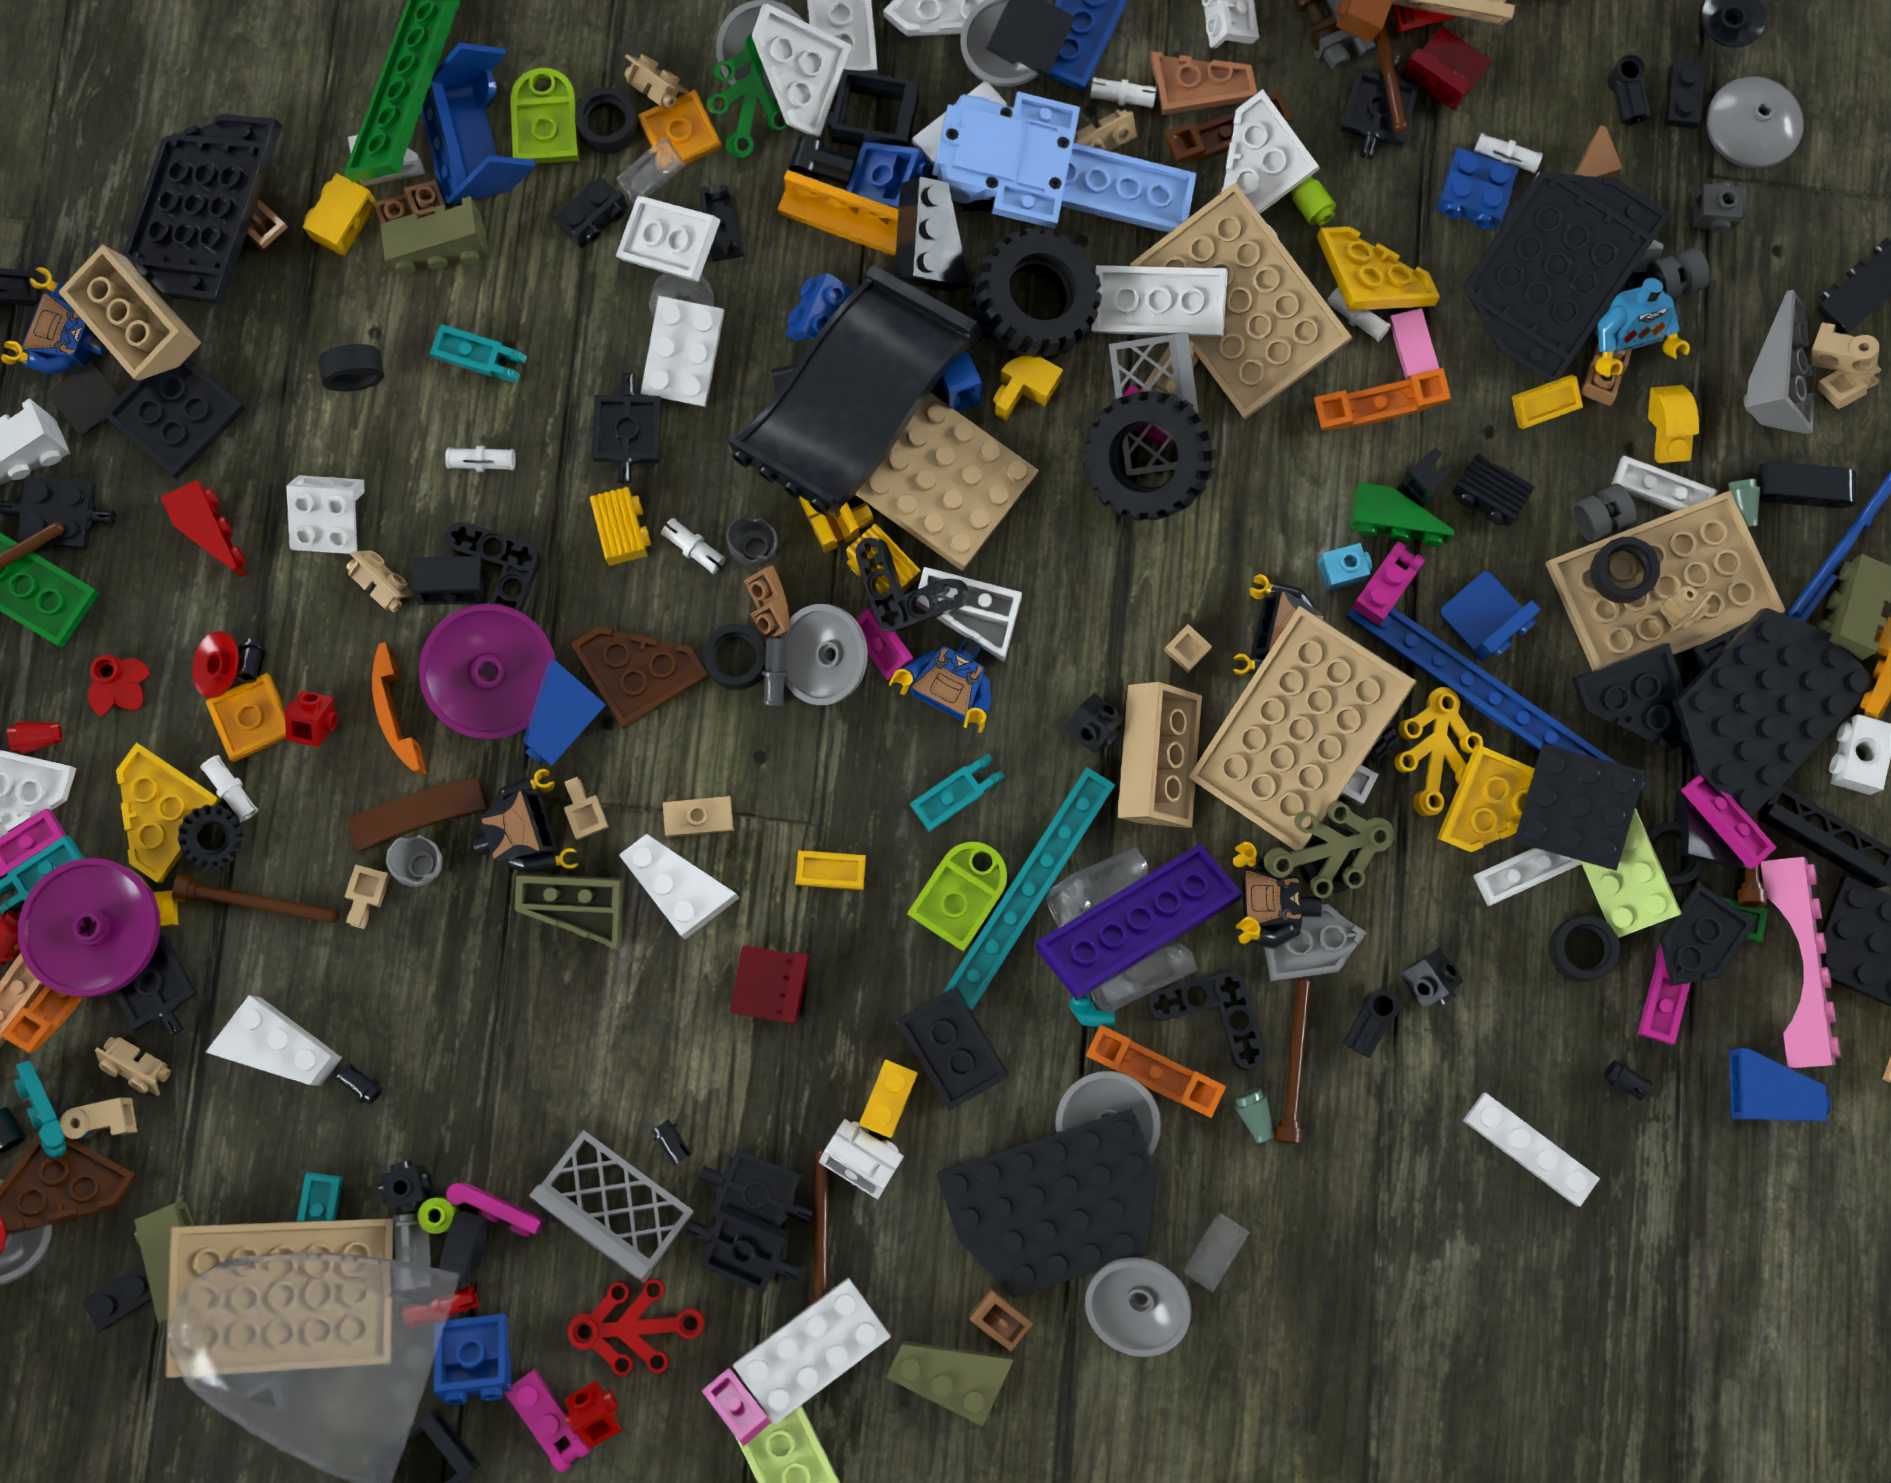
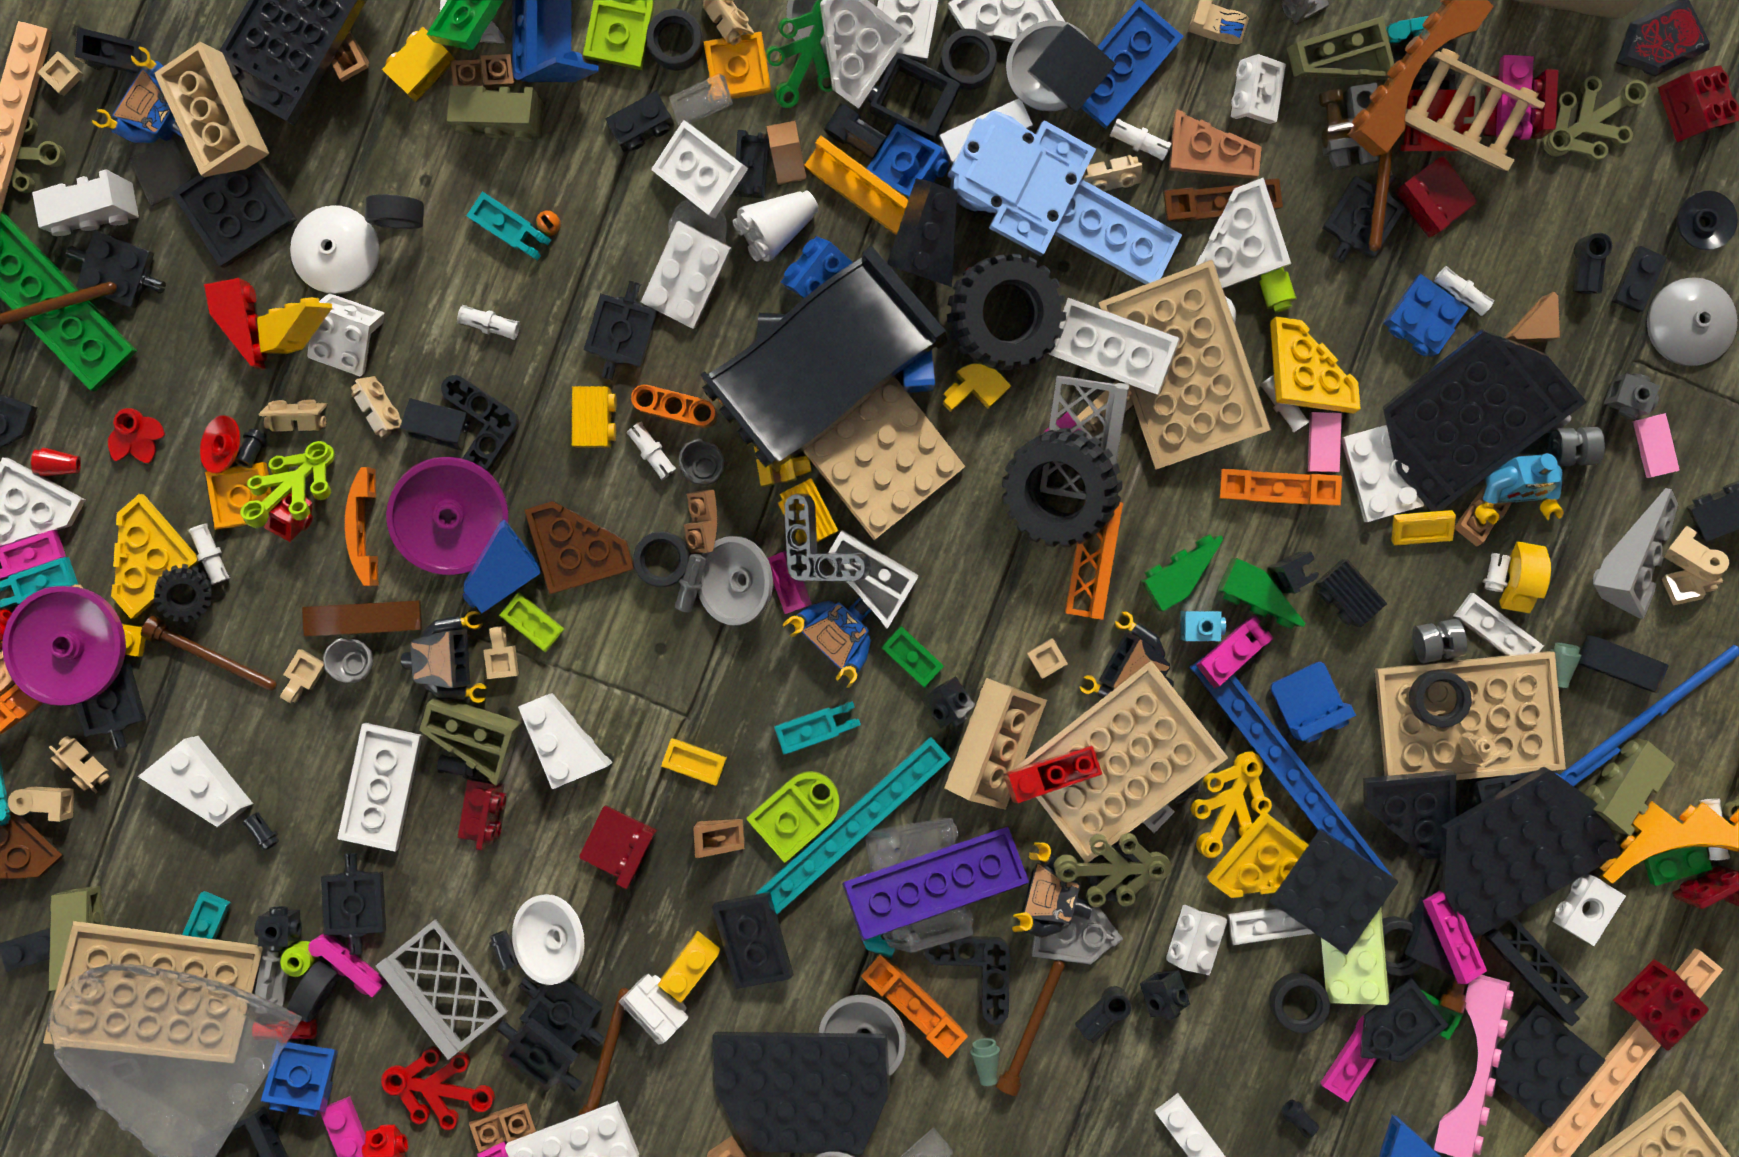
camera: 15 degrees right, 10 degrees up
(267, 514) = (291, 327): none -> yellow slope
(277, 617) = (281, 415): none -> tan hinge
(304, 444) = (352, 253): none -> white dish
(326, 650) = (316, 459): none -> lime plant
(483, 994) = (380, 787): none -> white plate
(485, 1136) = (353, 903): none -> black plate
(513, 343) = (553, 218): none -> orange hinge
(565, 947) = (455, 766): none -> black pin
(606, 990) = (481, 812): none -> dark red bracket
(610, 764) = (532, 622): none -> lime plate
(692, 483) = (660, 403): none -> orange beam
(698, 816) = (595, 686): tan plate -> none
(706, 1112) = (548, 939): none -> white dish
(721, 1351) = (502, 1126): none -> medium nougat slope
(756, 203) = (786, 152): none -> medium nougat slope
(761, 273) = (774, 223): none -> white cone
(882, 943) = (718, 837): none -> medium nougat slope
(927, 38) = (969, 36): none -> black tyre
(1040, 686) = (912, 656): none -> green plate
(1219, 538) = (1103, 570): none -> orange fence
(1230, 764) = (1052, 774): none -> red slope
(1302, 526) = (1177, 579): none -> green slope
(1448, 910) = (1196, 940): none -> white bracket
(1478, 363) = (1375, 476): none -> white plate
(1642, 434) = (1497, 574): none -> white pin
(1761, 254) = (1656, 445): none -> bright pink tile

